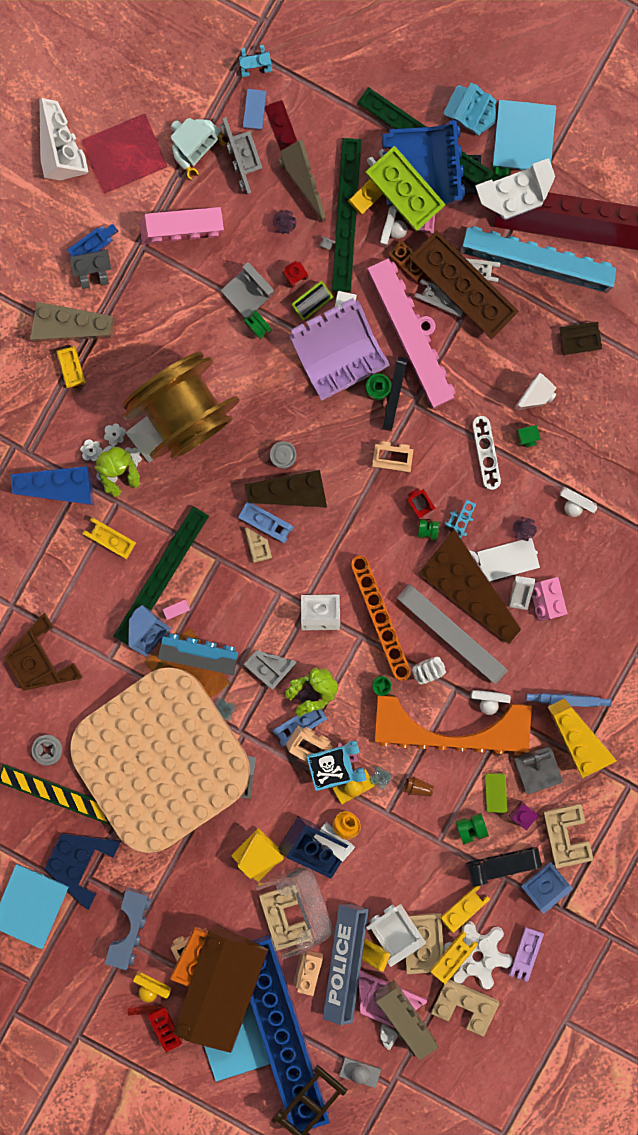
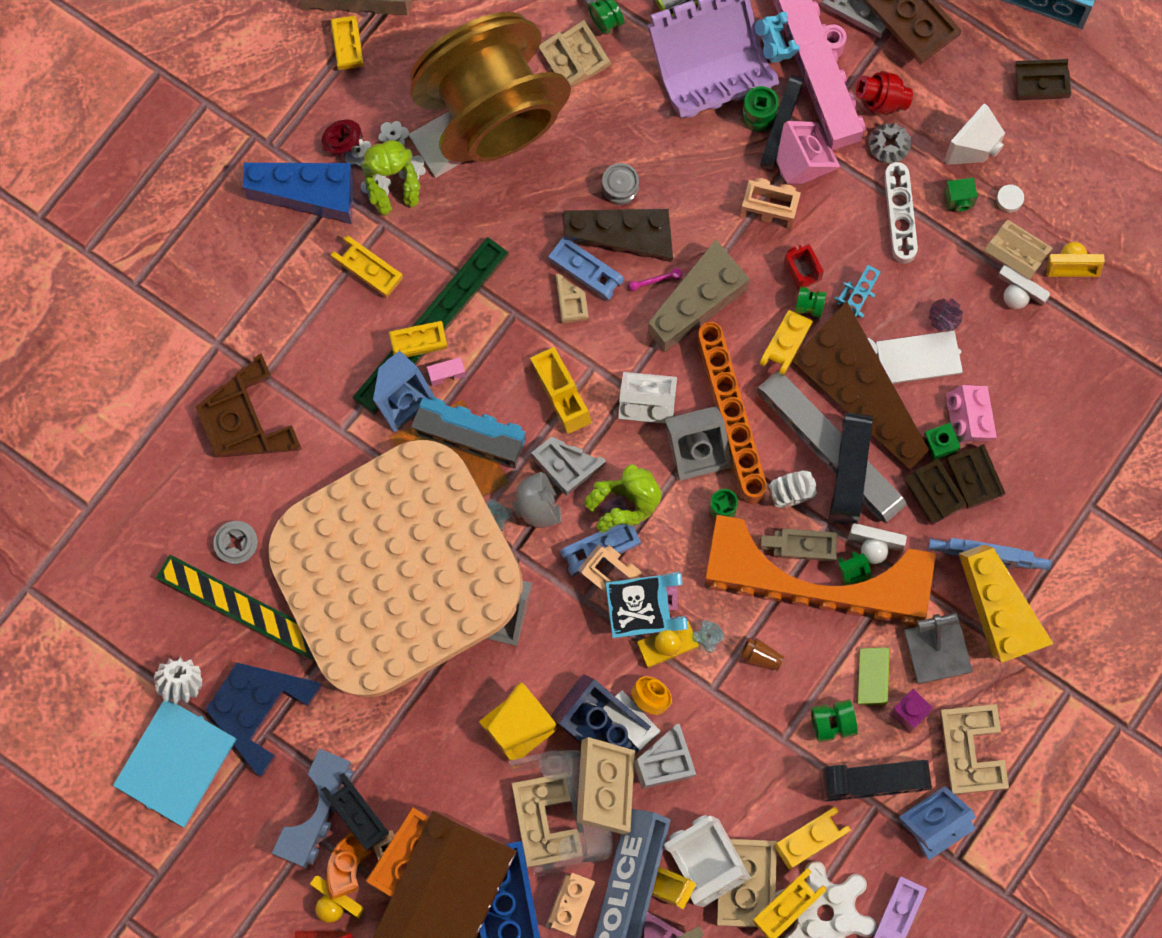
camera: 15 degrees right, 15 degrees down
(29, 855) = (178, 680): none -> white gear
(72, 437) = (334, 134): none -> dark red gear
(153, 591) = (419, 339): none -> yellow plate
(153, 964) = (343, 867): none -> orange tile
(157, 932) = (356, 814): none -> black hinge
(238, 357) = (575, 54): none -> tan slope
(252, 700) = (536, 502): none -> light grey cylinder
(258, 614) = (561, 390): none -> yellow slope
(322, 894) = (605, 786): none -> tan plate
(330, 517) = (675, 274): none -> dark pink hinge
(350, 533) = (701, 294): none -> dark tan wedge
(359, 642) = (698, 442): none -> light grey slope
(360, 868) = (665, 761): none -> light grey wing
(382, 331) = (775, 46): none -> medium azure piece
(413, 416) = (804, 152): none -> bright pink slope
(414, 561) = (787, 340): none -> yellow hinge
(438, 707) = (801, 544): none -> dark tan hinge
(466, 365) = (884, 93): none -> red piece
(468, 652) = (851, 469): none -> black beam
(475, 408) = (890, 153): none -> light grey gear
(477, 721) = (855, 569): none -> green tile
(521, 592) = (934, 397): white tile -> none
(522, 621) = (939, 449): none -> green plate
(527, 658) = (935, 492): none -> dark brown plate
(554, 644) = (975, 476): none -> dark brown plate
(563, 433) = (1010, 198): none -> white tile
(572, 473) = (1018, 249): none -> tan slope
(613, 477) = (1074, 262): none -> yellow tile

